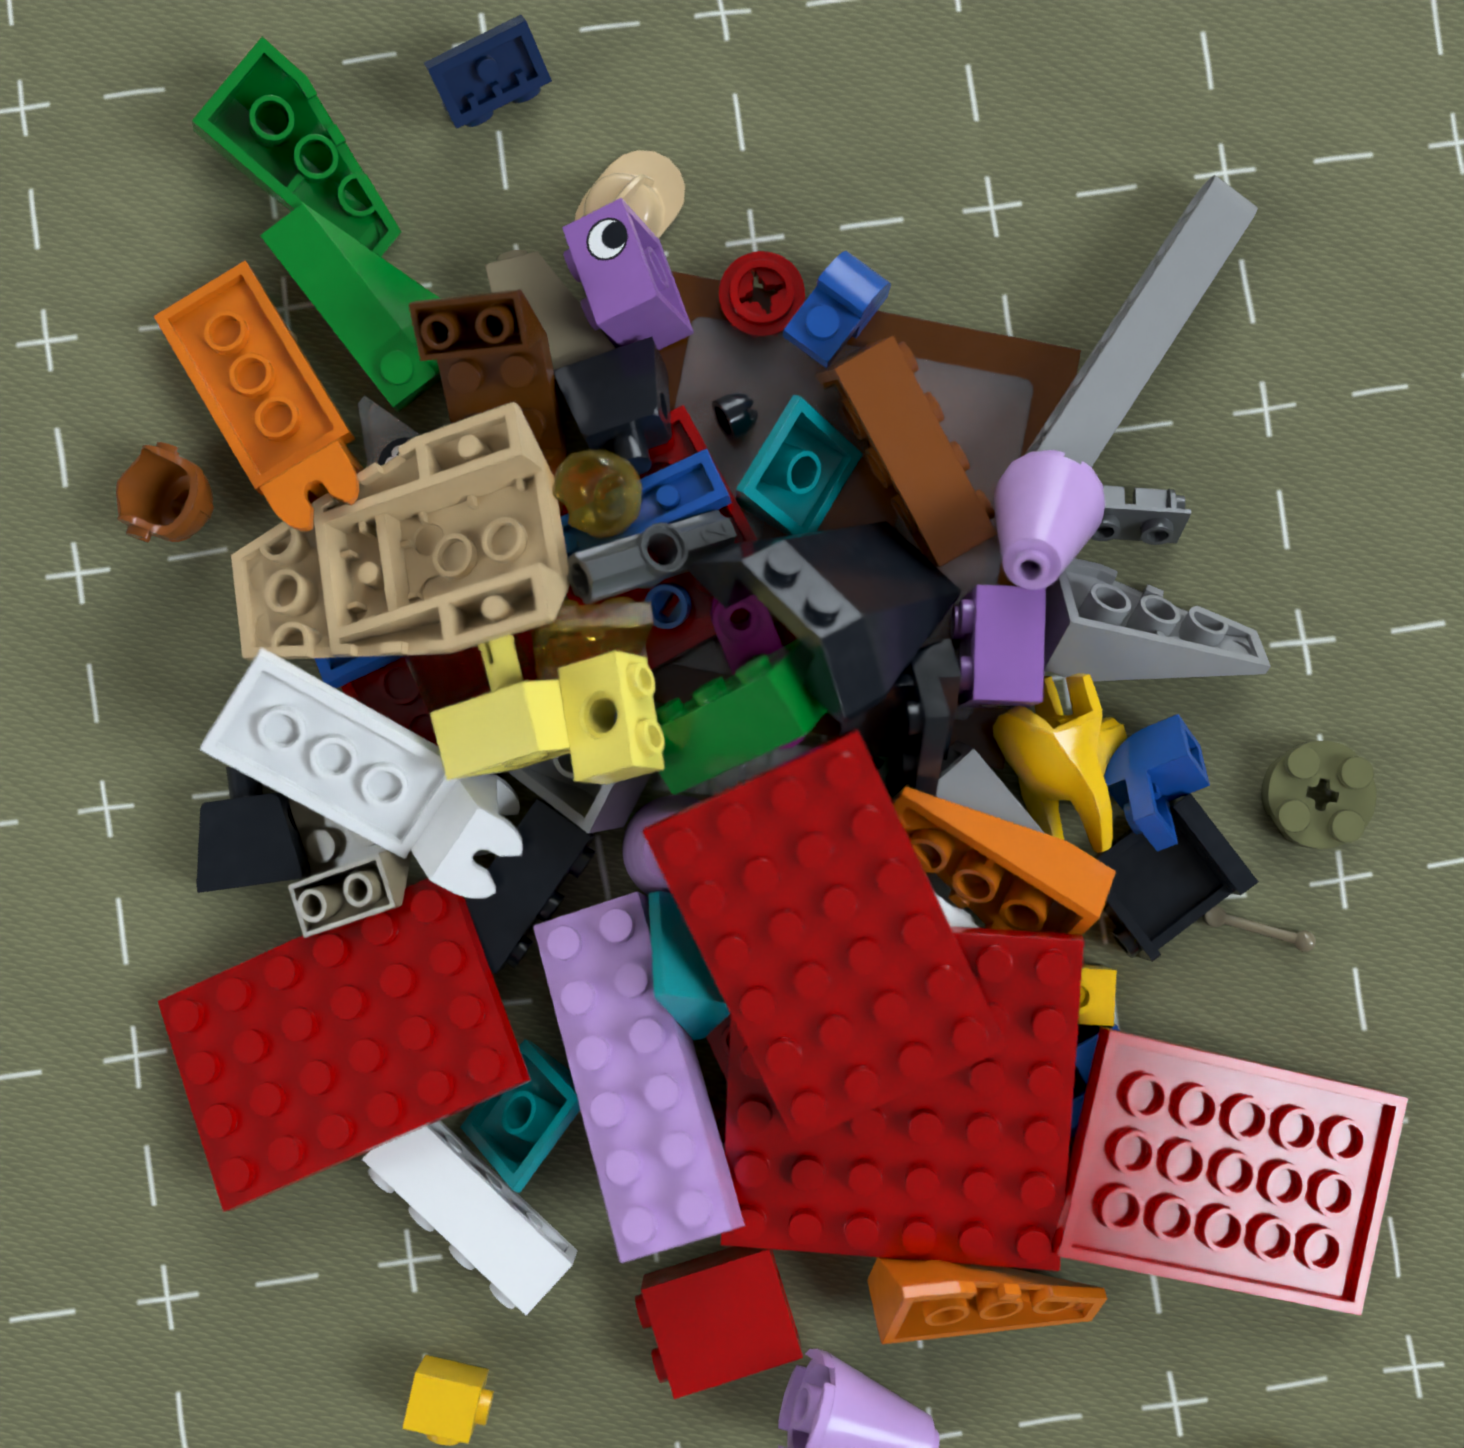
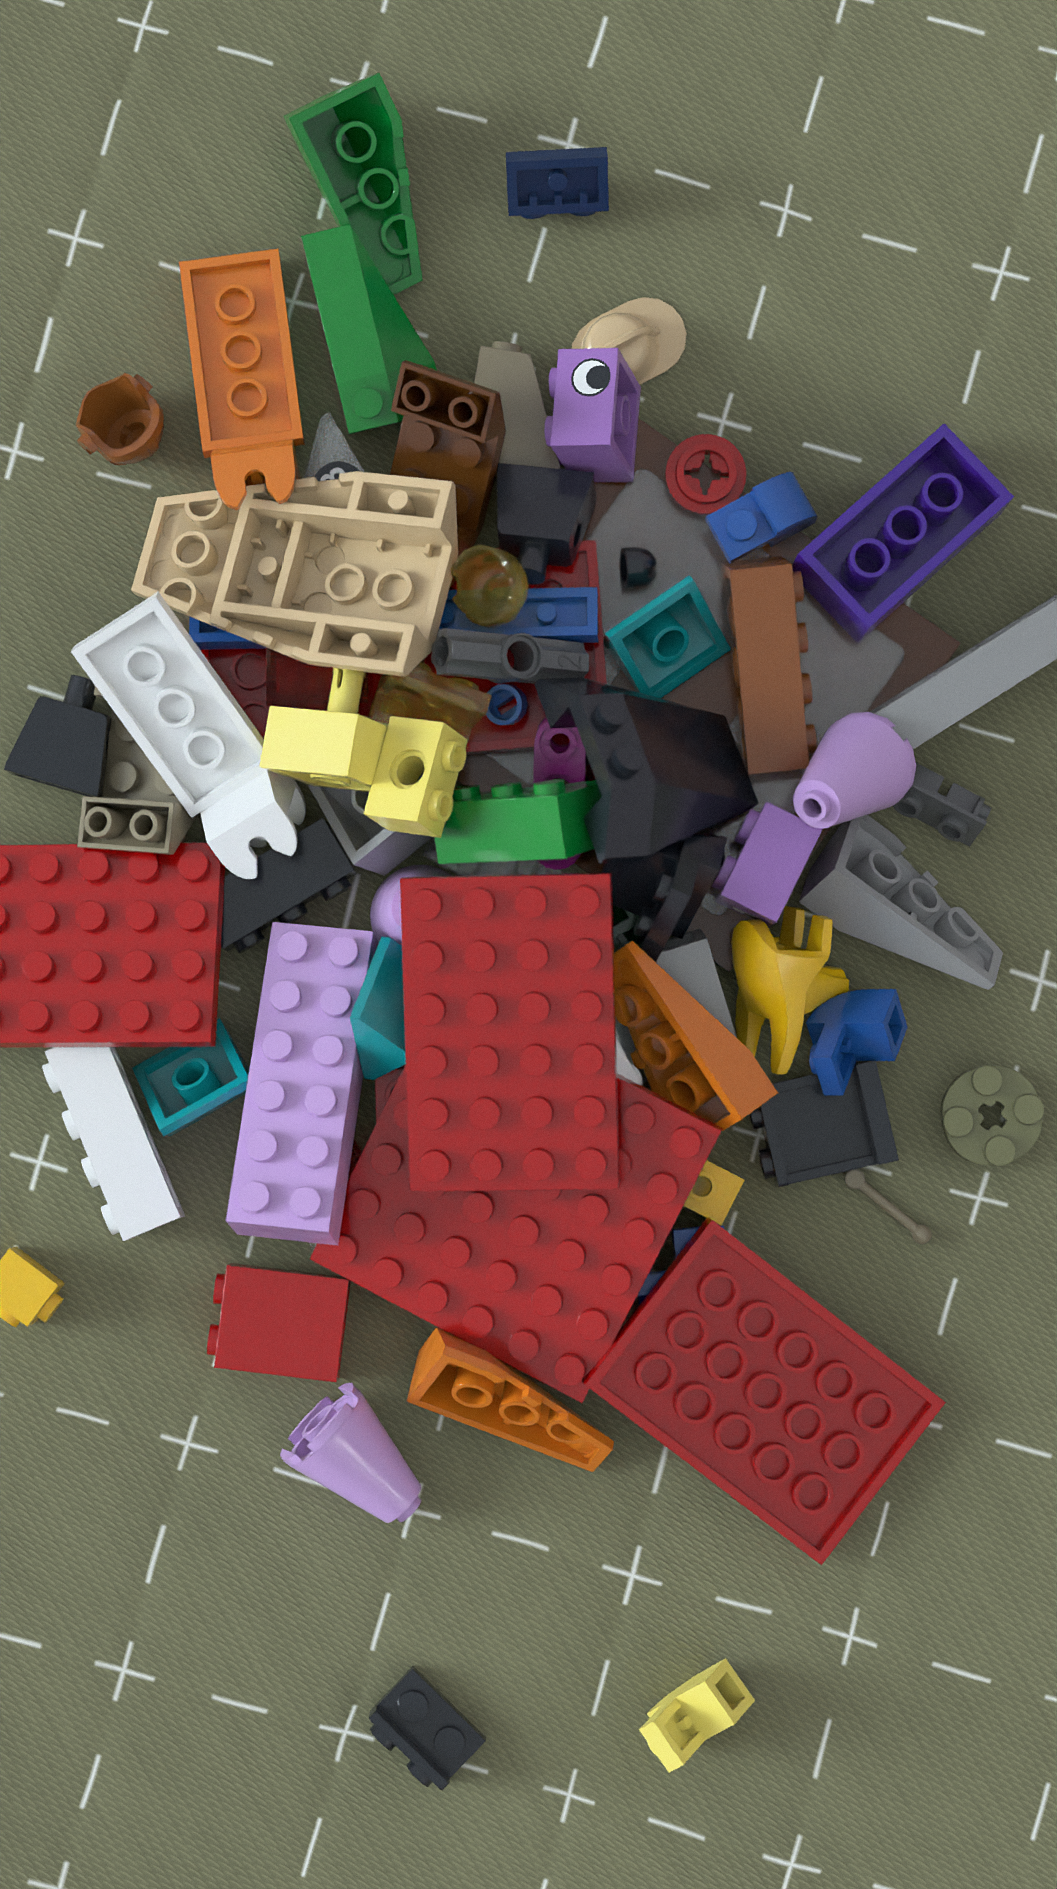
camera: 25 degrees right, 0 degrees up
(980, 263) = (901, 533): none -> dark purple brick

